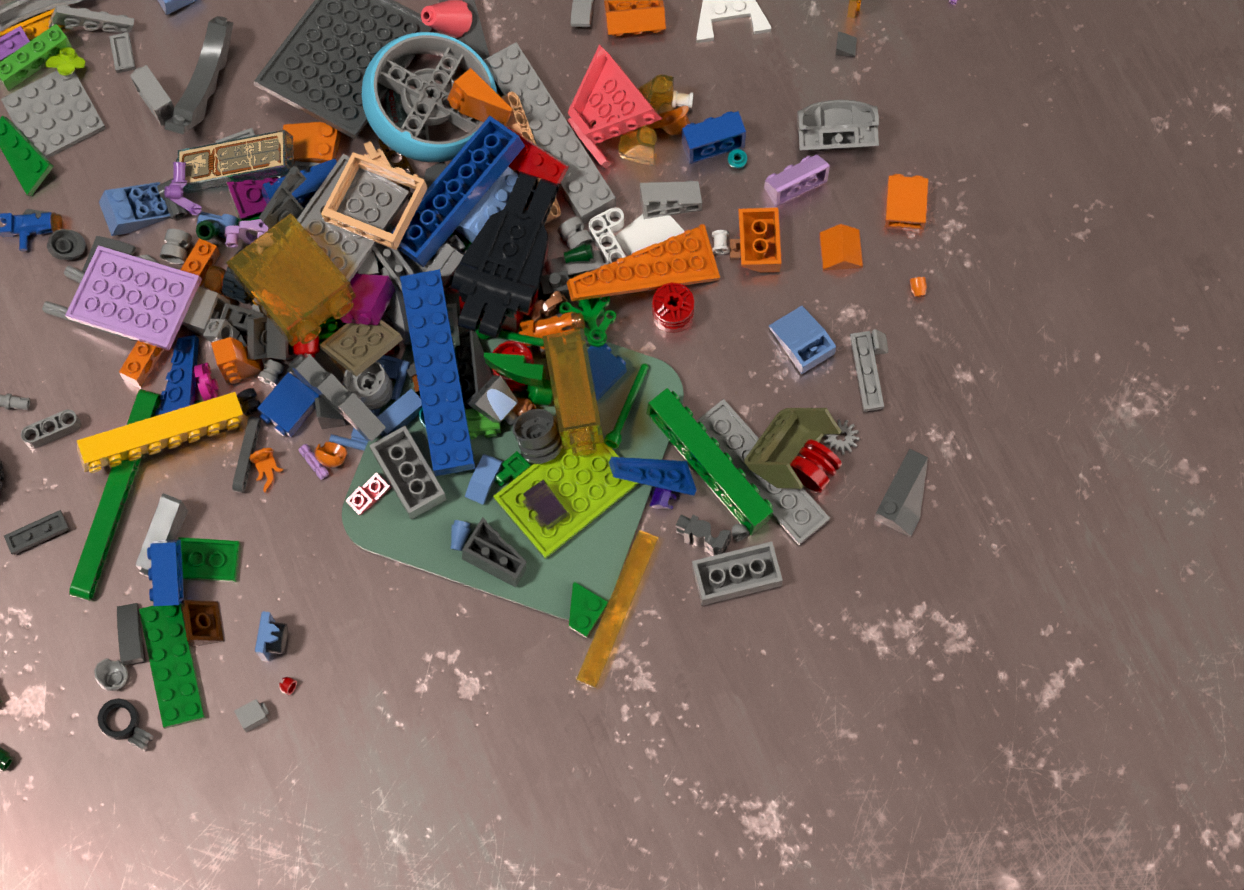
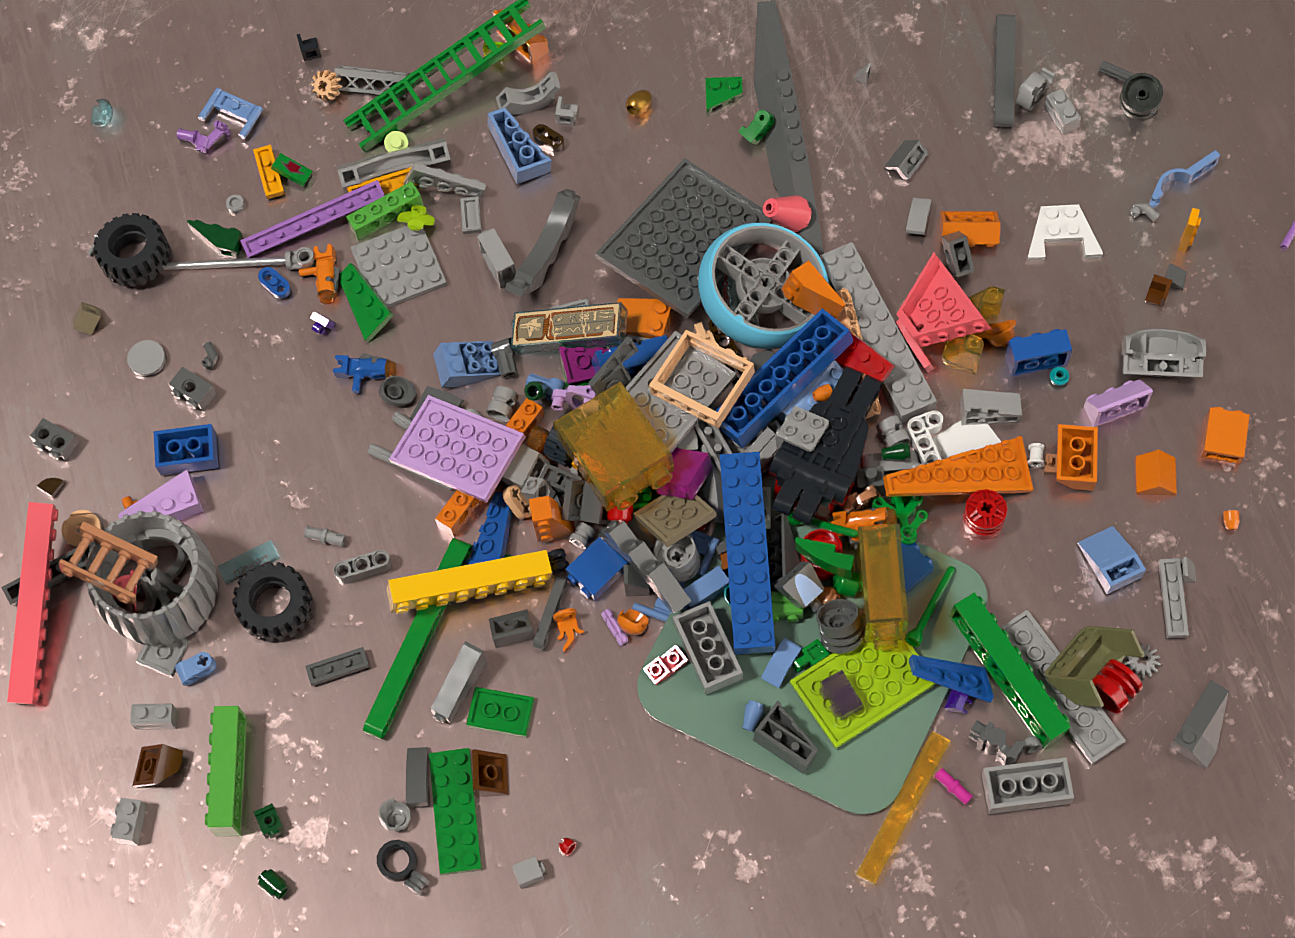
camera: 10 degrees right, 5 degrees down
(166, 572) = (460, 720): blue brick -> none
(175, 190) = (508, 350): medium lavender pin -> none
(200, 345) = (517, 502): none -> light nougat beam
(207, 385) = (518, 541): dark pink plate -> none
(209, 474) = (511, 628): none -> dark grey slope
(270, 637) = (556, 795): medium blue piece -> none
(480, 242) = (801, 429): none -> light grey bracket
(498, 202) = (822, 393): none -> orange hose
(585, 610) = (871, 805): green wing -> none
(624, 43) = (957, 254): none -> dark grey brick
(665, 582) = (953, 786): none -> dark pink pin
(682, 99) = (1009, 313): white bush -> none
(829, 60) = (1158, 290): none -> reddish brown panel

